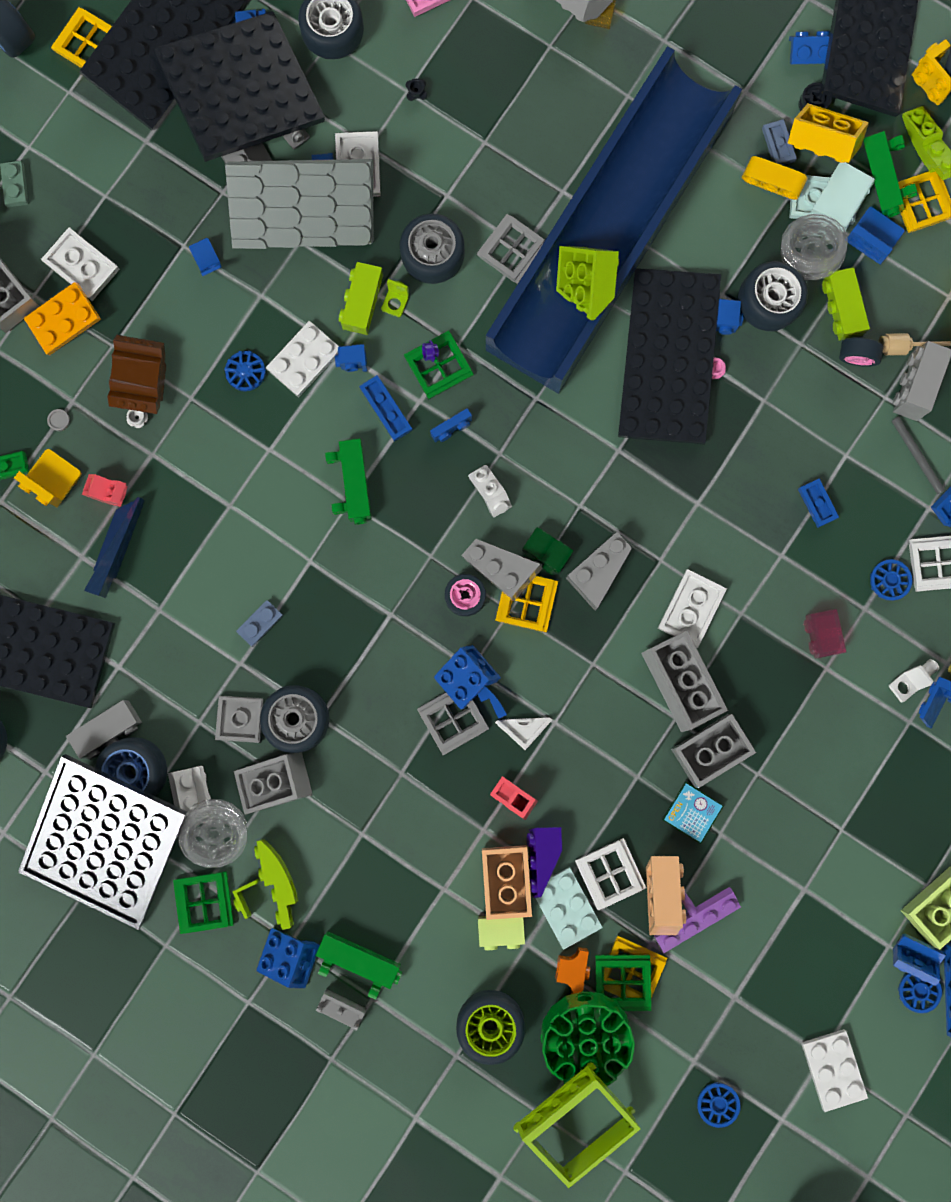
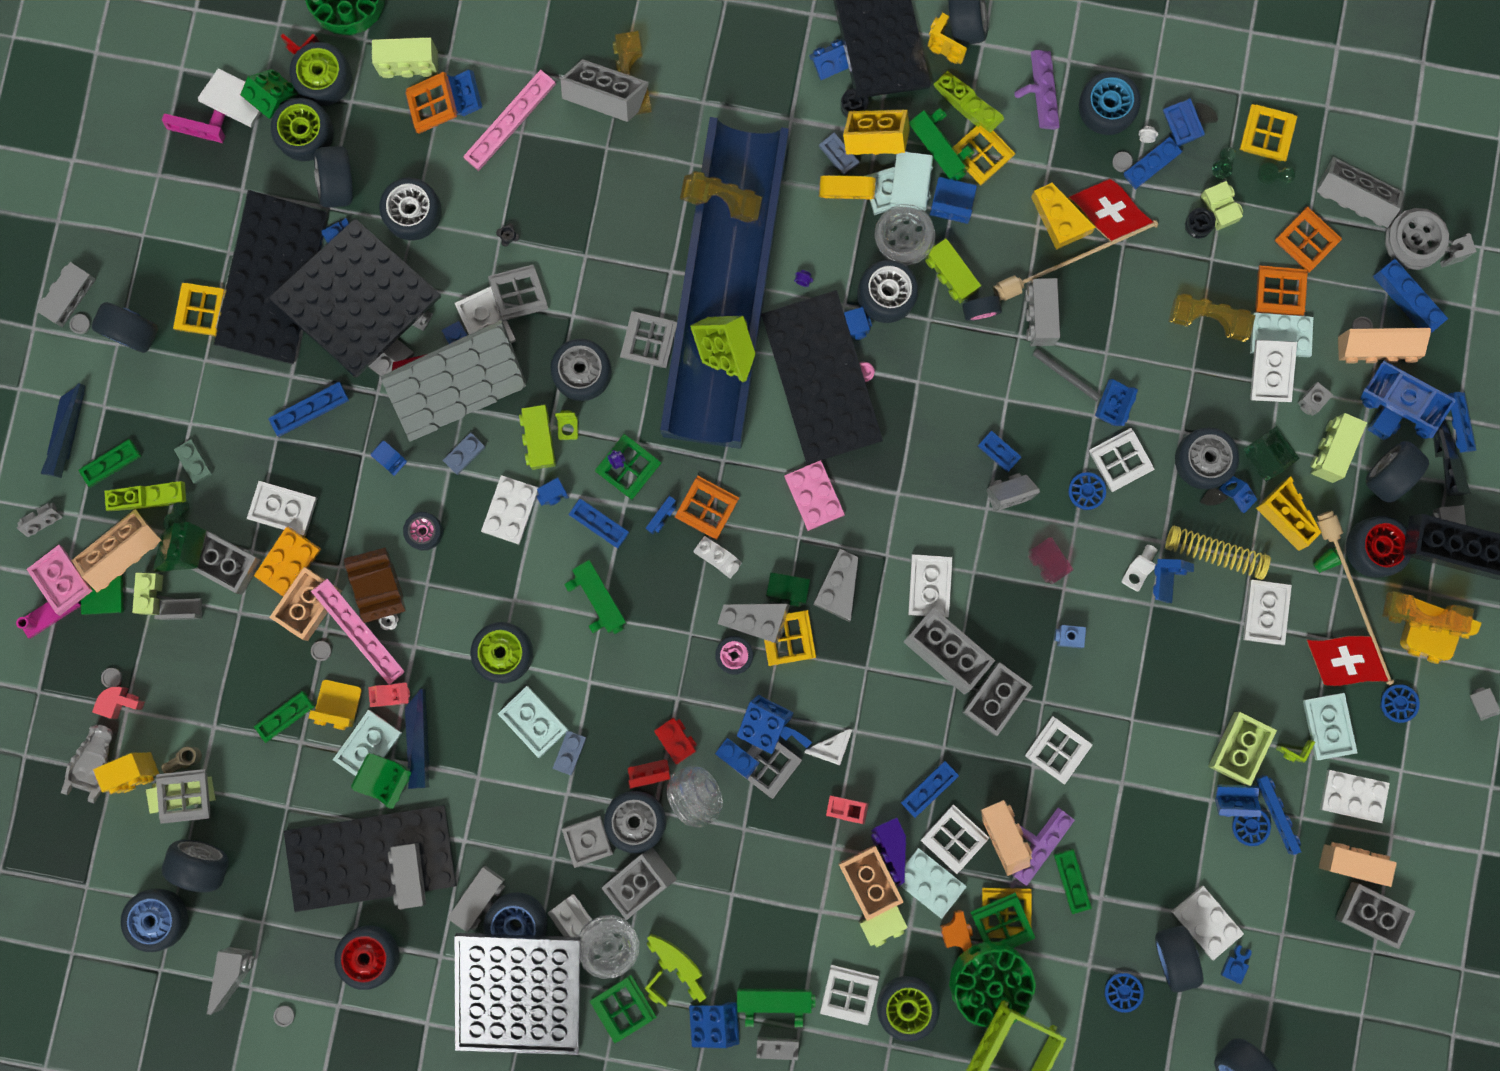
camera: 20 degrees left, 0 degrees up
(44, 677) = (407, 876): none -> light grey brick
(60, 569) = (381, 779): none -> green bracket
(61, 366) = (299, 608): none -> light nougat brick
(62, 532) = (369, 736): none -> light aqua plate
(100, 412) = (357, 631): none -> bright pink plate
(148, 179) = (308, 409): none -> blue plate
(208, 333) = (417, 522): none -> wheel
(236, 577) = (533, 721): none -> light aqua plate
(237, 511) = (517, 657): none -> wheel
(245, 370) = (464, 541): blue wheel -> none
(282, 285) = (464, 453): none -> sand blue plate
(329, 677) = (649, 773): none -> red bracket
(364, 718) = (694, 796): none -> clear wheel
(370, 655) = (675, 740): none -> red bracket
(399, 166) = (512, 276): none -> light grey piece
(424, 699) = (737, 758): none -> blue plate
(424, 1002) = (843, 1012): none -> white piece
(515, 426) = (699, 523): none -> orange piece
(606, 812) = (929, 789): none -> blue plate
(612, 470) = (814, 495): none -> bright pink plate
(663, 146) = (742, 203): none -> clear yellow arch
(692, 251) = (803, 278): none -> dark purple plate
(692, 812) = (1002, 758): medium azure tile -> none
(712, 968) = (1072, 881): none -> green tile
(763, 846) = (1073, 760): none -> white piece
(792, 1097) = (1179, 959): none -> black wheel
(814, 719) = (1070, 636): none -> medium blue brick
(815, 549) = (1012, 492): none -> light grey slope
(843, 1128) = (1235, 967): none -> blue plate

